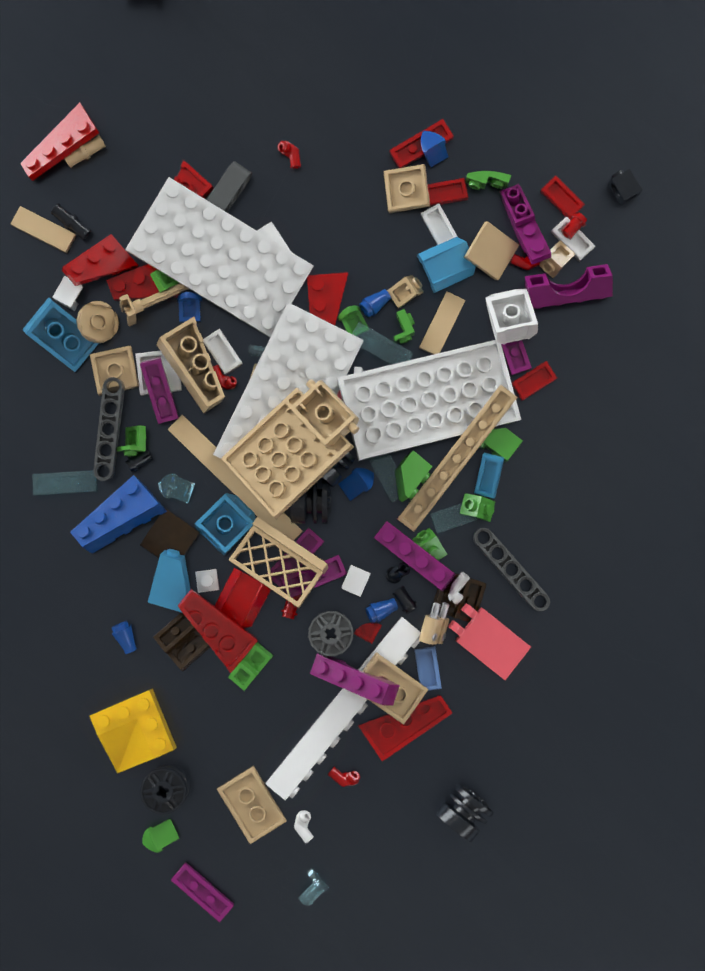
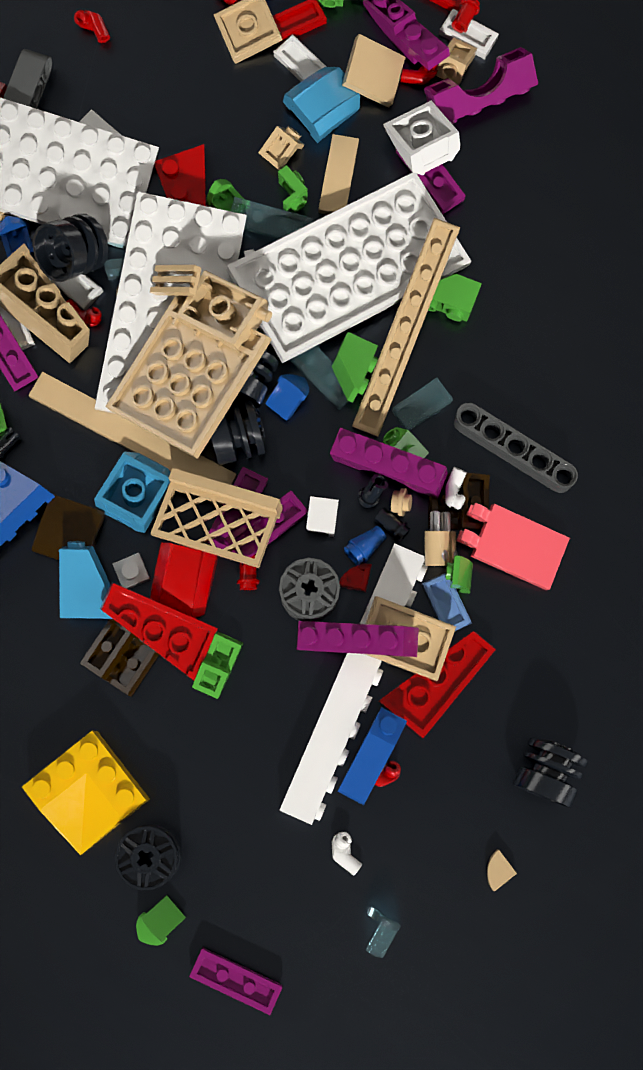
camera: 20 degrees left, 5 degrees down
(124, 635) = (42, 672): blue cone -> none
(174, 487) = (59, 464): clear light blue tile -> none
(227, 330) = (70, 247): none -> black wheel
(251, 804) = (269, 845): tan tile -> none
(286, 375) = (176, 269): none -> tan tile
(342, 764) = (372, 756): none -> blue slope
(372, 304) = (246, 172): blue cone -> none
(408, 869) = (499, 870): none -> tan tile
(416, 585) = (401, 502): none -> tan plate
(442, 652) = (459, 574): none -> bright green slope
(477, 507) = (449, 381): bright green bracket -> none
(489, 475) = (452, 339): dark azure tile -> none
(534, 380) = (474, 211): red tile -> none

